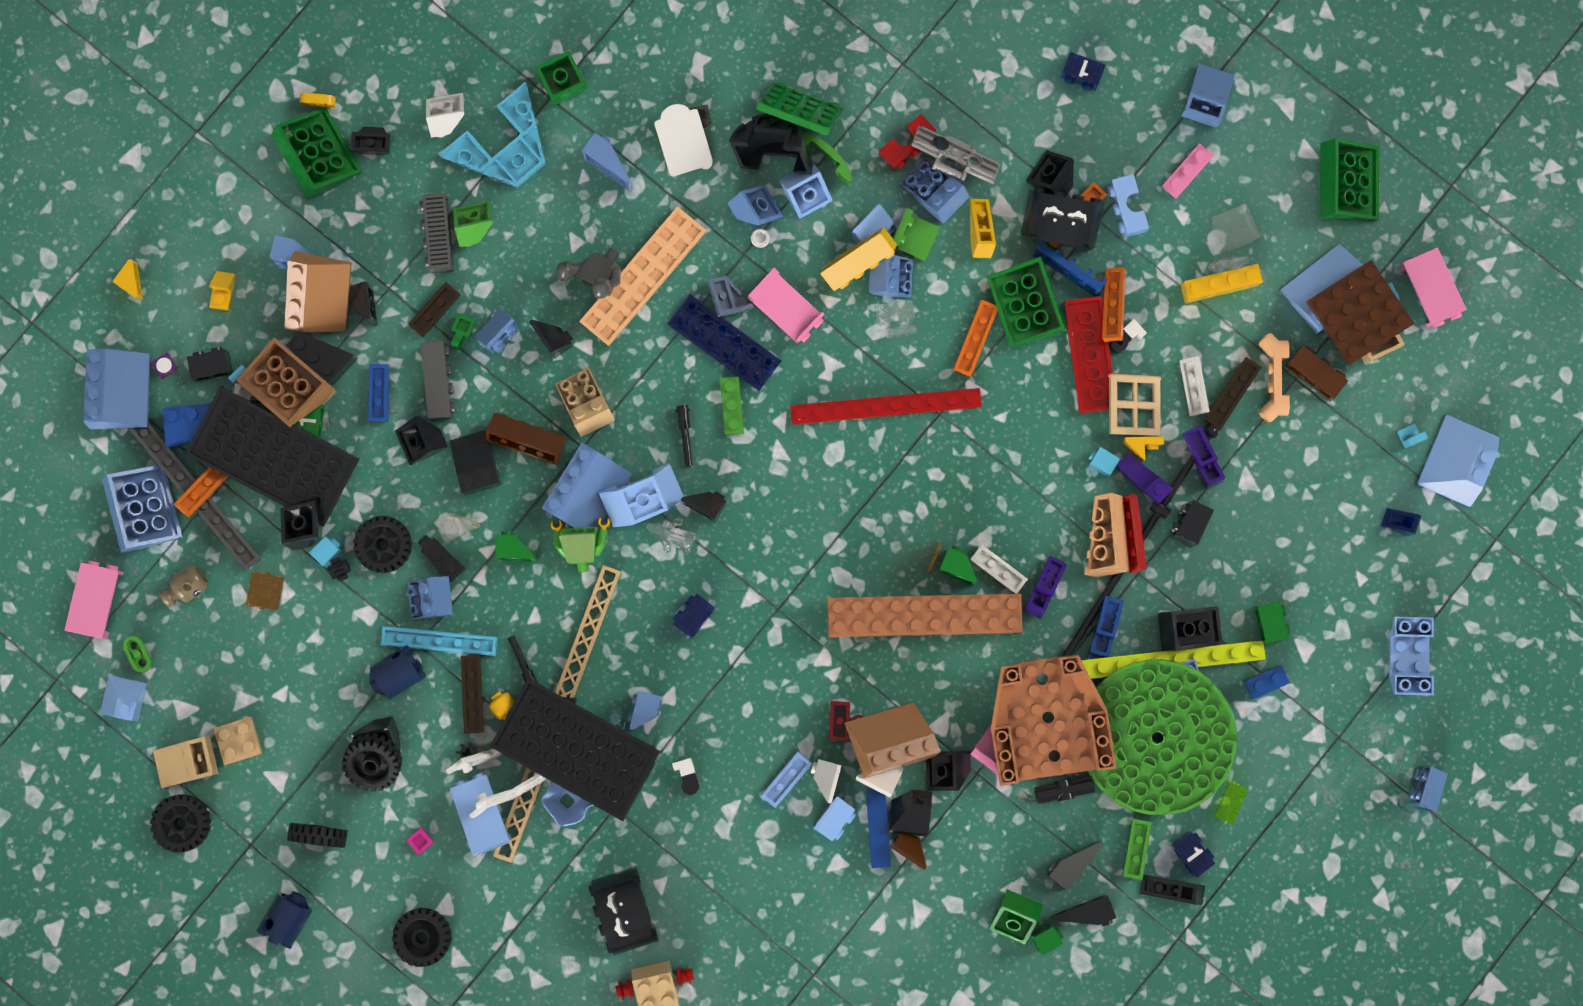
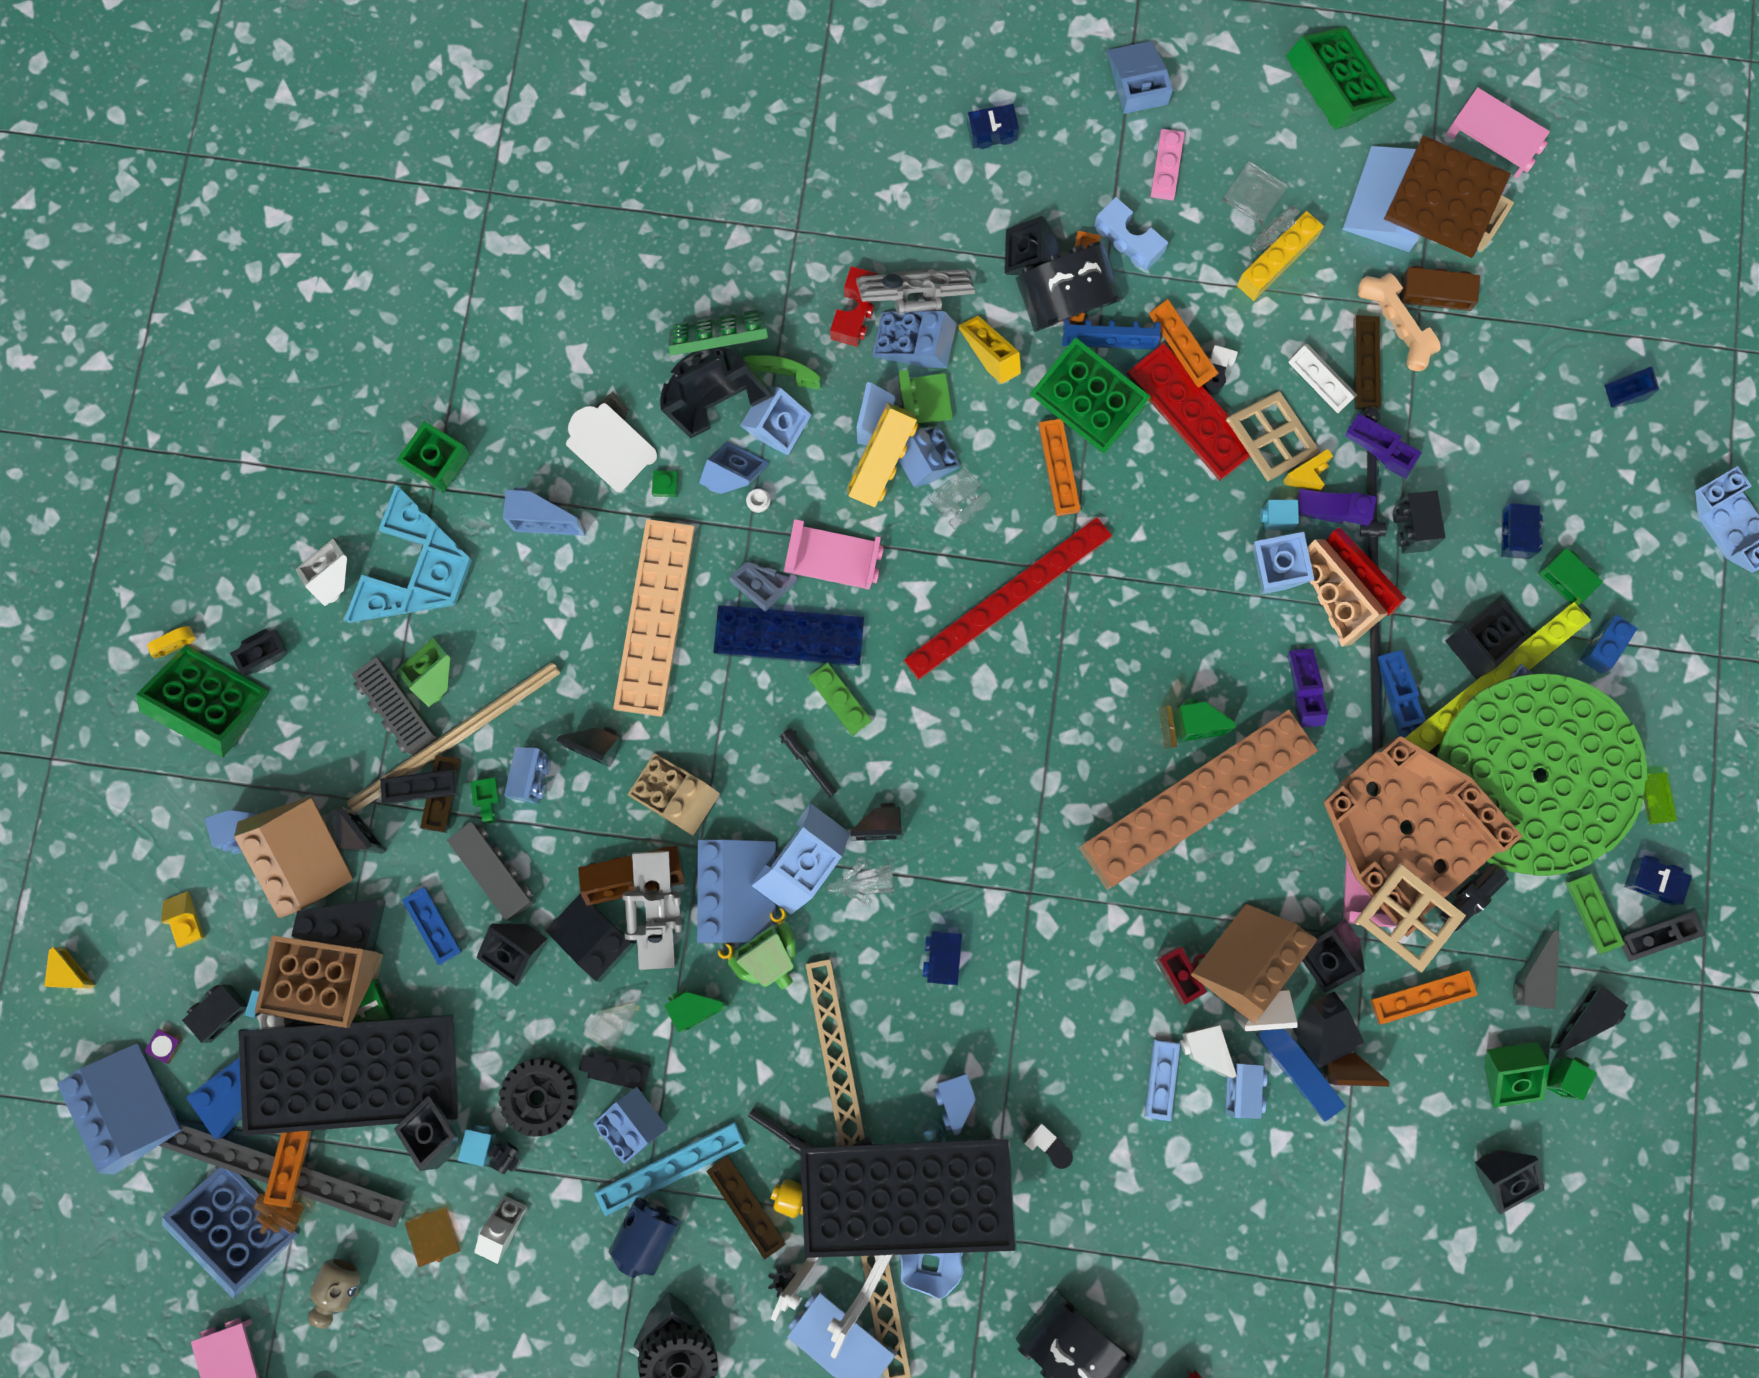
camera: 30 degrees left, 5 degrees down
(176, 518) = (277, 1217): none -> clear orange hips
(310, 612) = (500, 1229): none -> white slope
(423, 296) = (419, 786): none -> black tile
(463, 276) = (458, 733): none -> tan axle
(531, 474) = (662, 911): none -> light grey piece
(595, 271) = (599, 643): dark grey torso -> none
(704, 188) = (664, 483): none -> green plate
(968, 977) = (1509, 1178): none -> black slope
(989, 832) = (1423, 997): none -> orange plate
(998, 569) = (1245, 699): white plate -> none
(1008, 774) = (1410, 917): none -> tan window
(1081, 494) = (1282, 562): none -> light blue slope
(1259, 571) = (1521, 531): none -> clear blue brick
(1410, 436) = (1581, 296): medium azure bracket -> none
(1459, 461) = (1646, 292): light blue slope -> none

